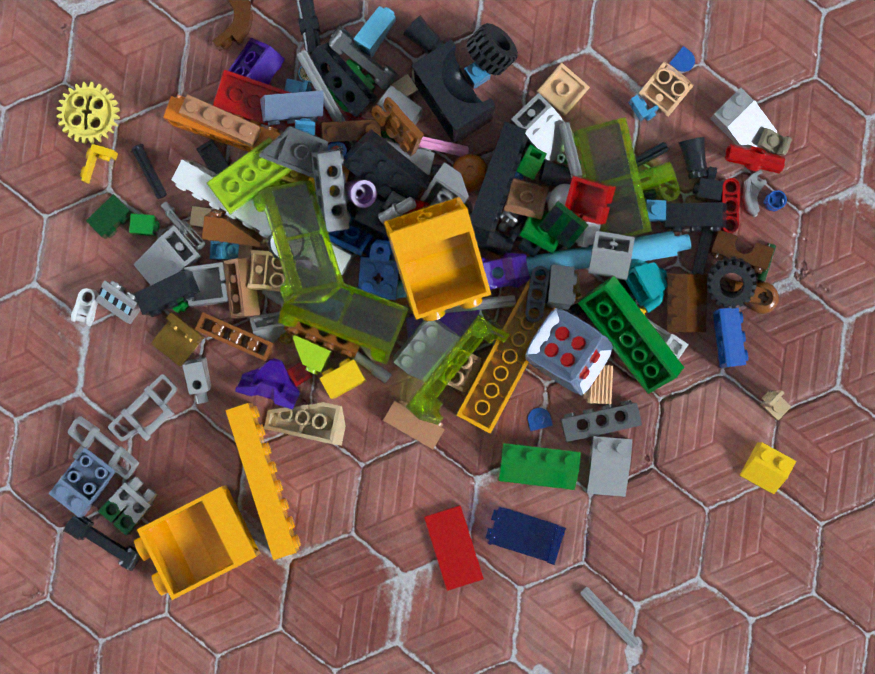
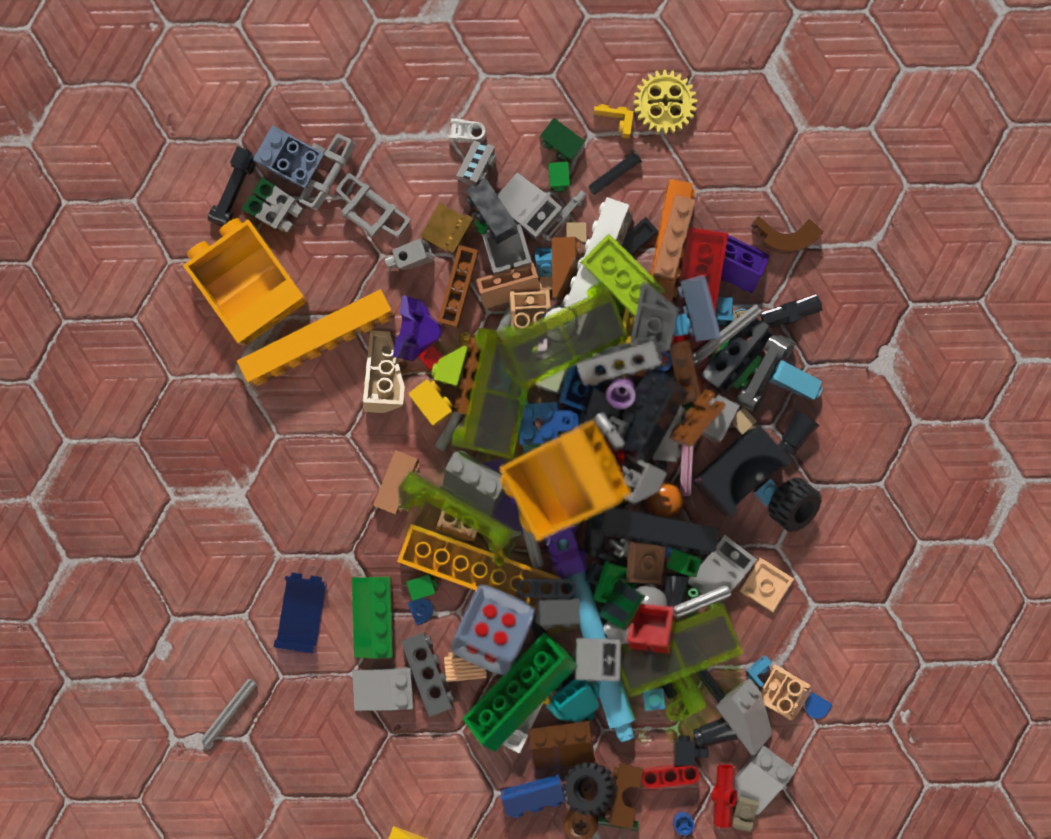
camera: 85 degrees right, 0 degrees up
(267, 326) = (474, 317): light grey slope -> none
(453, 547) = (277, 541): red tile -> none
(517, 414) = (422, 586): none -> green brick
(682, 125) = (747, 715): none -> light grey slope
(696, 216) = (653, 742): black brick -> none
(702, 251) = (624, 755): black axle -> none
(750, 192) = (688, 796): light grey piece -> none

